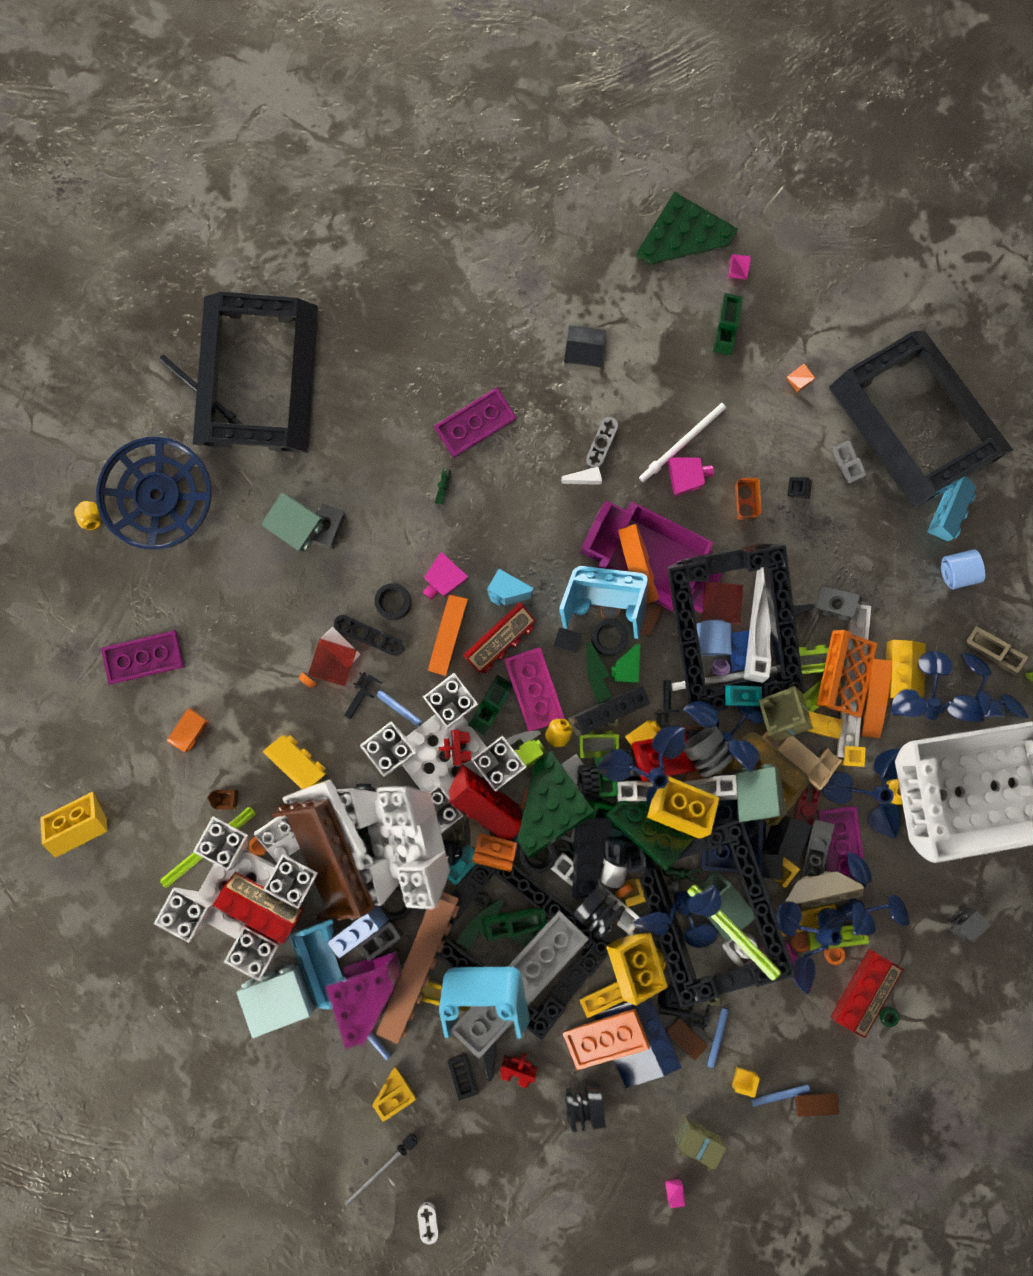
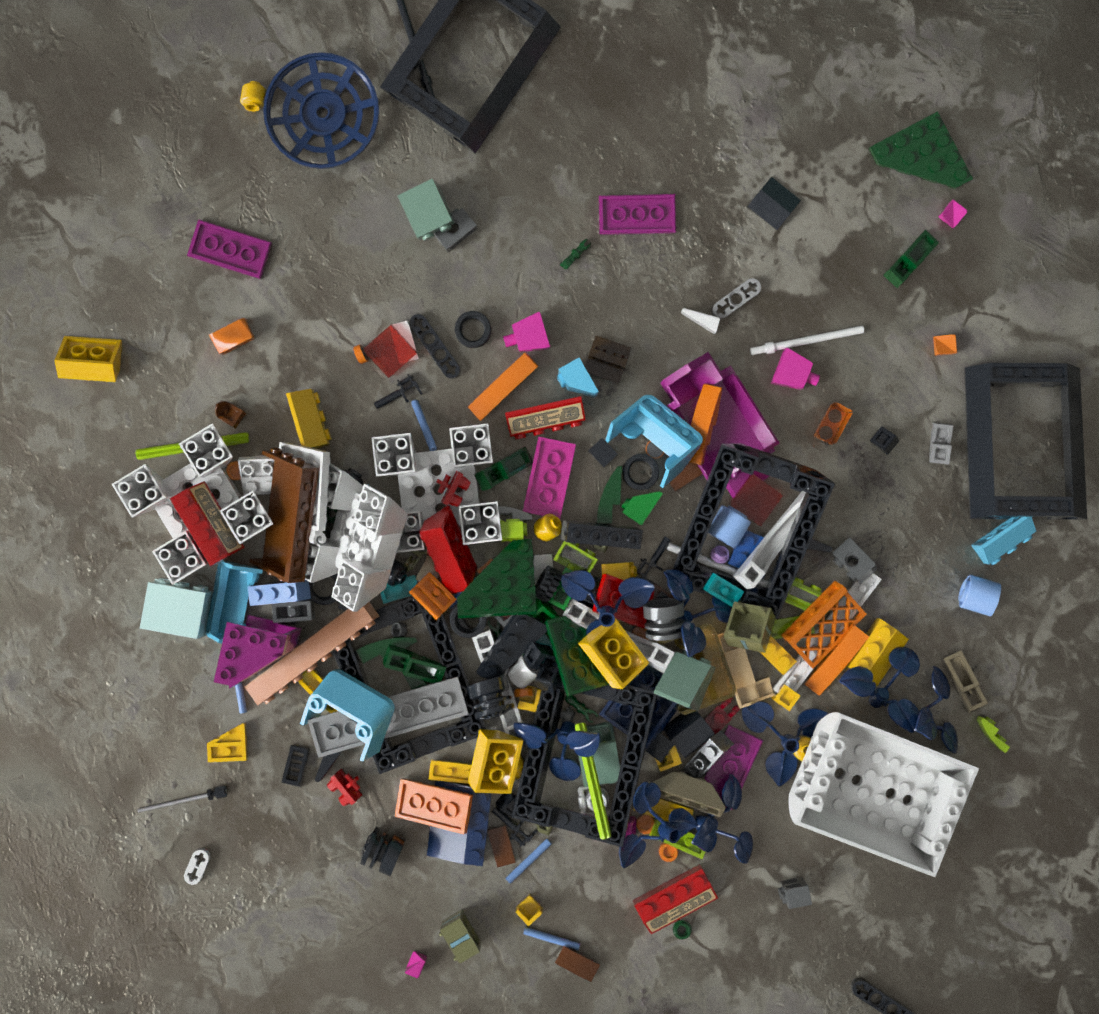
camera: 30 degrees right, 5 degrees up
(523, 558) = (607, 359): none -> dark brown bracket

